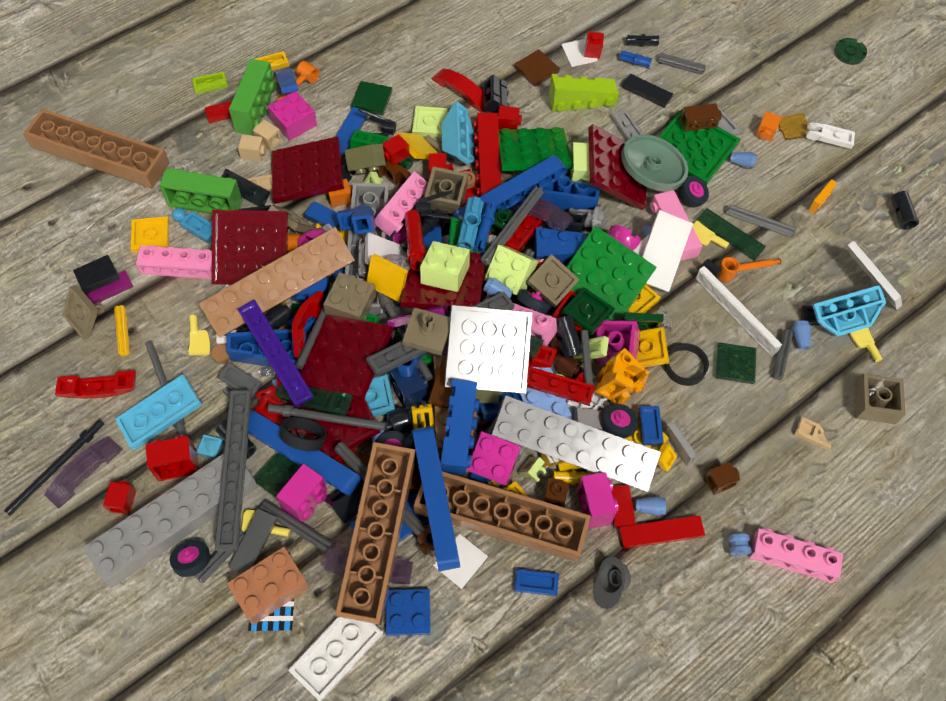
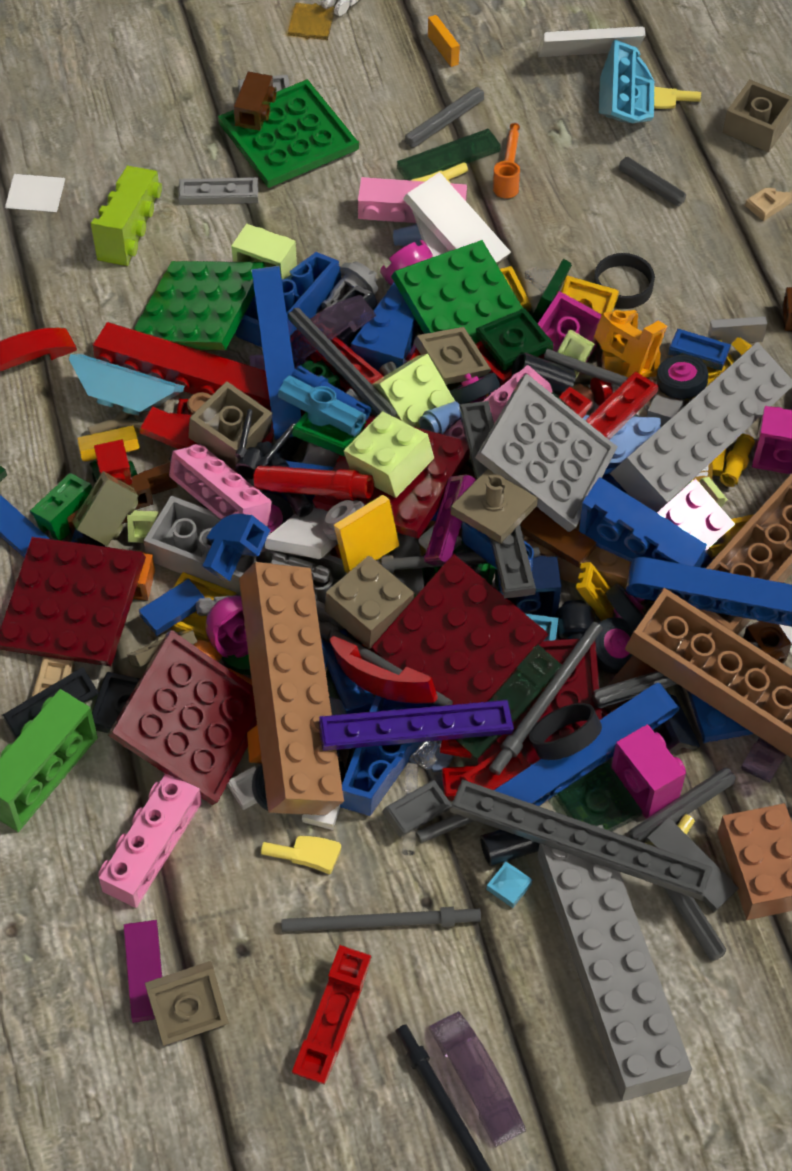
camera: 65 degrees left, 5 degrees down
(96, 274) = (112, 968): black tile -> none
(119, 497) = (549, 1027): red brick -> none
(121, 331) = (240, 959): yellow axle -> none
(149, 232) = (64, 871): yellow tile -> none
(158, 412) = (423, 935): medium azure tile -> none
(172, 458) = (519, 927): red brick -> none
(190, 558) = (687, 952): black wheel -> none
(194, 224) = (86, 794): dark azure plate -> none
(220, 354) = (351, 825): medium nougat tile -> none
(387, 125) = (38, 473): black plant -> none
(429, 121) = (59, 417): yellowish green tile -> none
(494, 94) = (66, 315): black brick -> none
(509, 117) = (118, 311): red brick -> none
(536, 67) = (35, 251): reddish brown tile -> none
(556, 492) = (755, 484): reddish brown brick -> none
(593, 45) = (42, 166): red brick -> none
(608, 169) = (290, 219): dark red plate -> none
(635, 59) = (94, 132): blue axle -> none
(642, 40) = (57, 121): black pin -> none
(647, 90) = (158, 143): black tile -> none
(654, 162) = (307, 177): sand green dish -> none
(681, 63) = (133, 87): dark grey axle -> none
(694, 191) = (365, 161): black wheel -> none
(715, 270) = (498, 197): black tile -> none
(735, 363) = (642, 232): clear green tile -> none
(738, 311) = (571, 196): white tile -> none
(744, 159) = (341, 89): medium blue cone -> none
(768, 126) = (301, 43): orange brick -> none
(802, 334) = (635, 149): medium blue cone -> none
(808, 314) = (609, 130): black tile -> none

